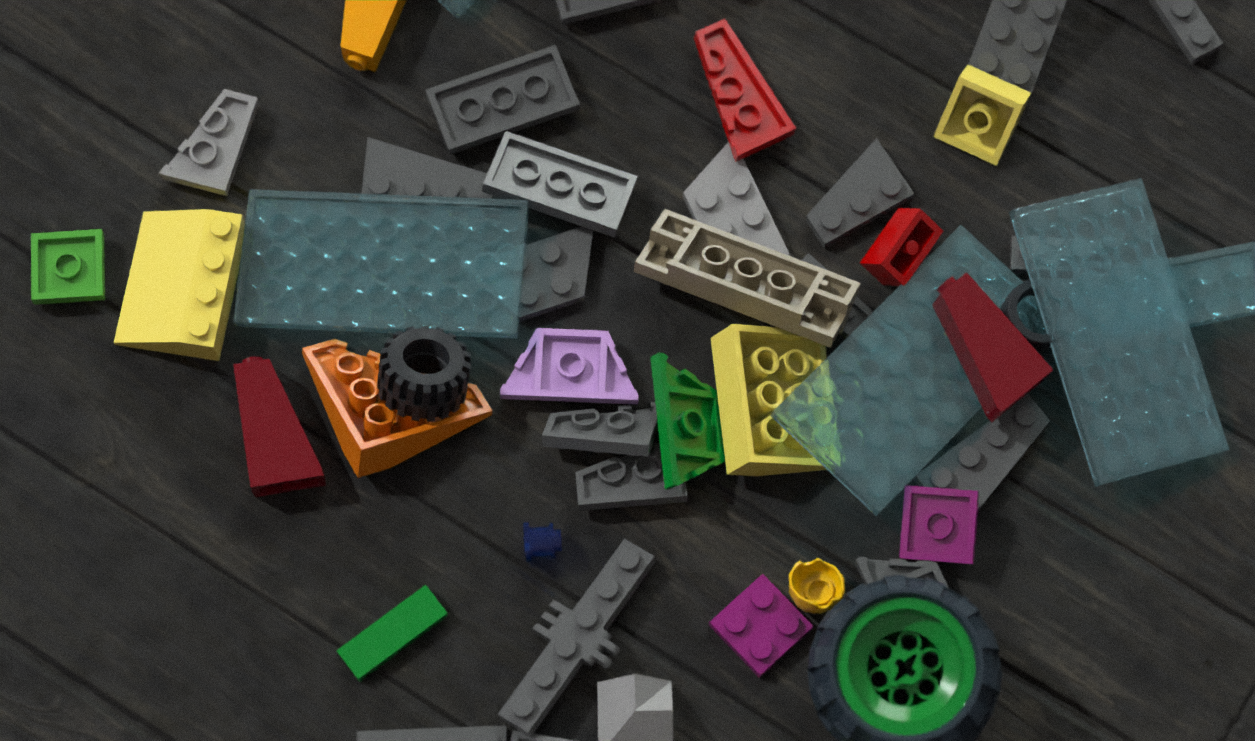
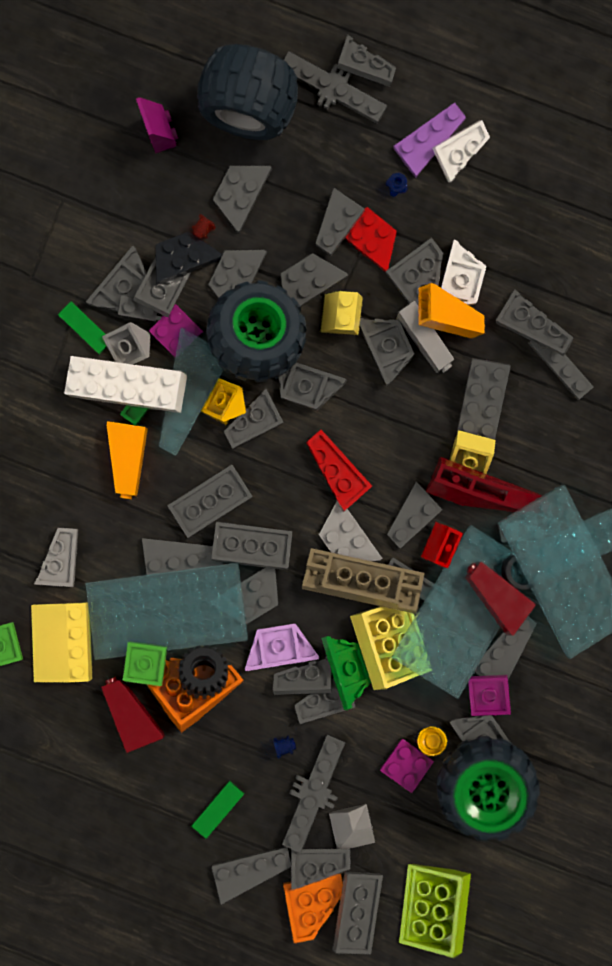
camera: 15 degrees left, 15 degrees up
(322, 337) = (145, 663): none -> bright green plate
(973, 162) = (476, 488): none -> dark red wedge

